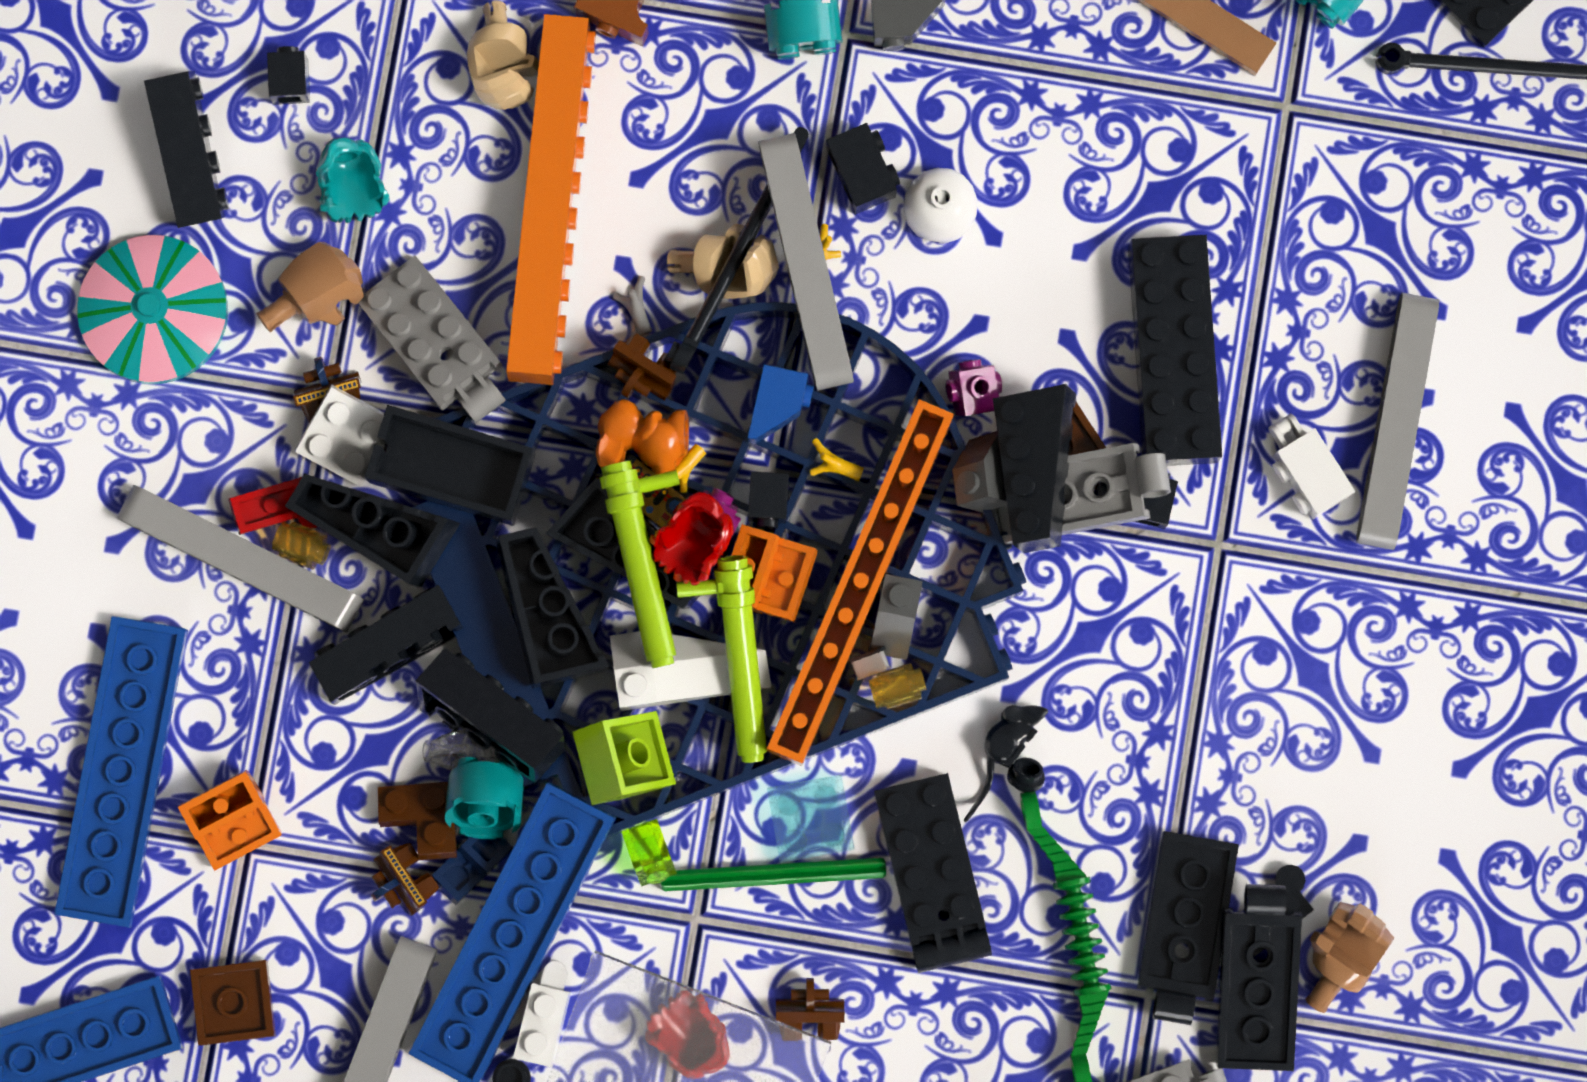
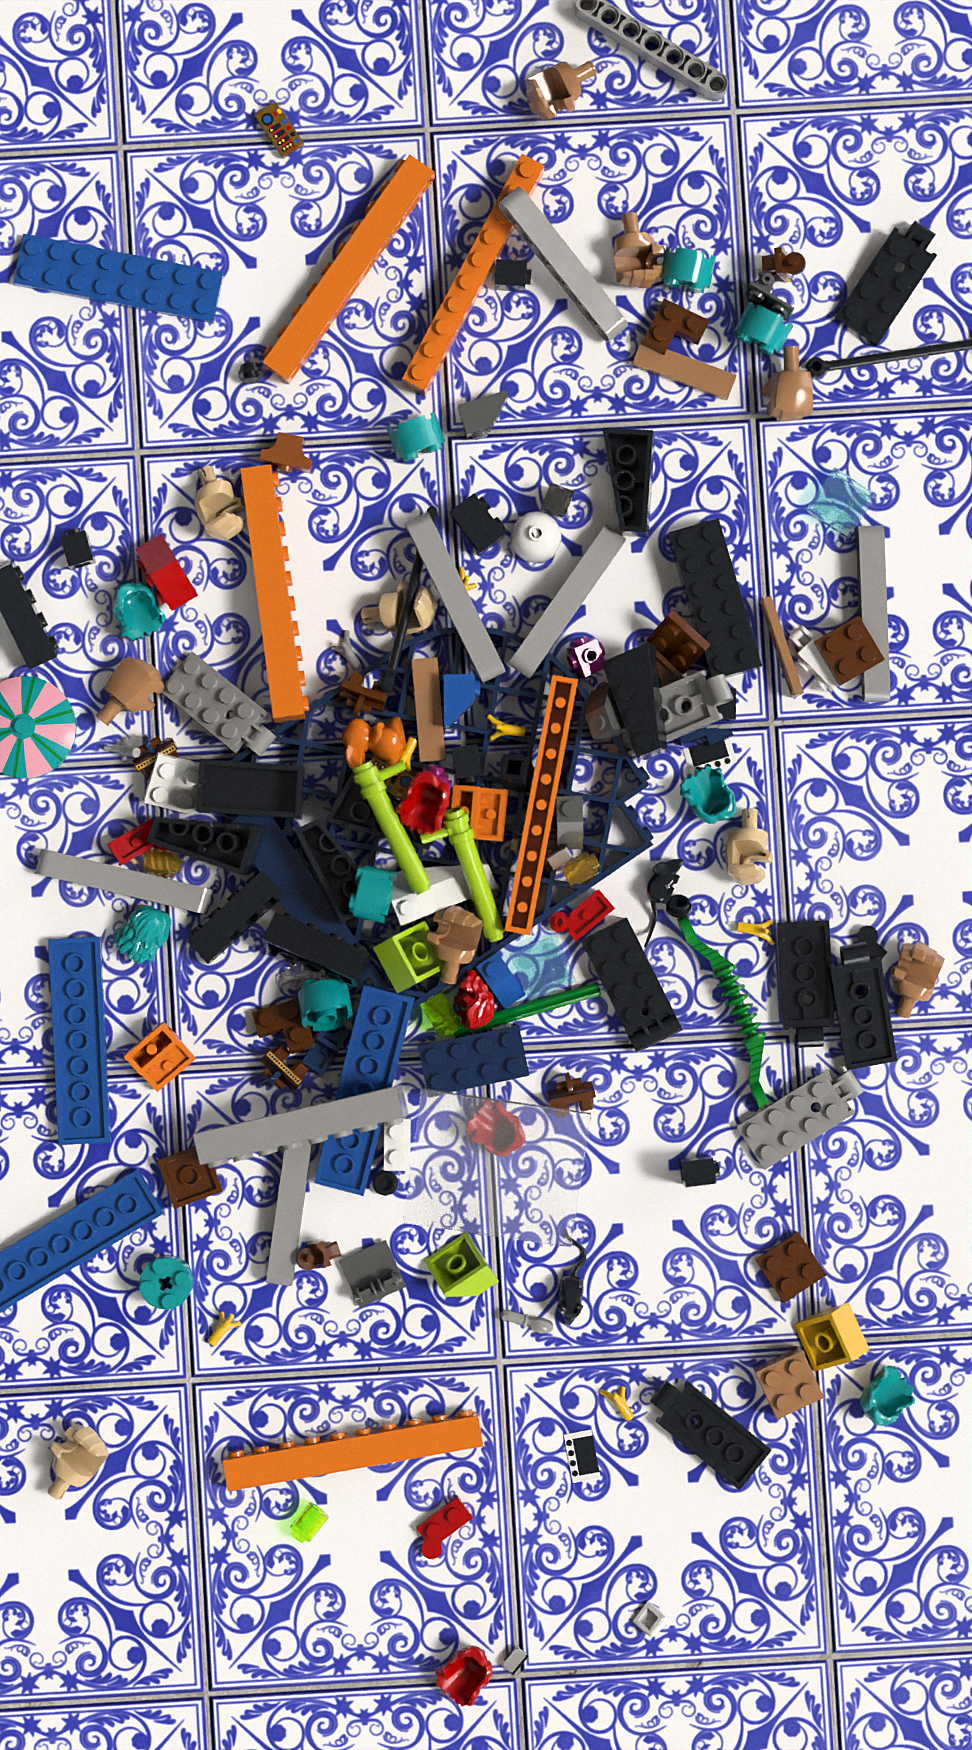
camera: 15 degrees left, 5 degrees up
(249, 639) = (143, 933): none -> teal hair
(285, 372) = (124, 749): none -> light grey bar
(399, 963) = (302, 1124): none -> light grey brick
(401, 130) = (165, 572): none -> red brick
(589, 651) = (373, 893): none -> teal brick
(681, 928) = (474, 1060): none -> dark blue brick
(692, 746) = (454, 939): none -> medium nougat piece
(703, 842) = (476, 999): none -> red hair
(731, 411) = (428, 709): none -> medium nougat tile
(746, 822) = (501, 980): none -> blue slope
(810, 631) = (515, 844): none -> light grey piece
(835, 527) = (516, 772): none -> black brick
(886, 759) = (583, 917): none -> red hinge
(963, 304) = (567, 602): none -> light grey beam
(982, 161) = (557, 501): none -> clear smoke brick
(1097, 142) = (631, 470): none -> black wedge
(1105, 624) = (709, 795): none -> teal hair
(1110, 397) = (678, 642): none -> reddish brown plate
(1119, 570) = (713, 755): none -> black sticker
(1128, 541) = (711, 735): none -> dark blue slope
(1132, 835) = (757, 929): none -> yellow bar
(1141, 713) = (746, 847): none -> tan piece
(1255, 438) = (781, 646): none -> medium nougat tile
(1347, 79) = (789, 390): none -> medium nougat piece
(1351, 464) = (849, 650): none -> reddish brown plate
(1385, 254) = (841, 503): none -> clear light blue plate

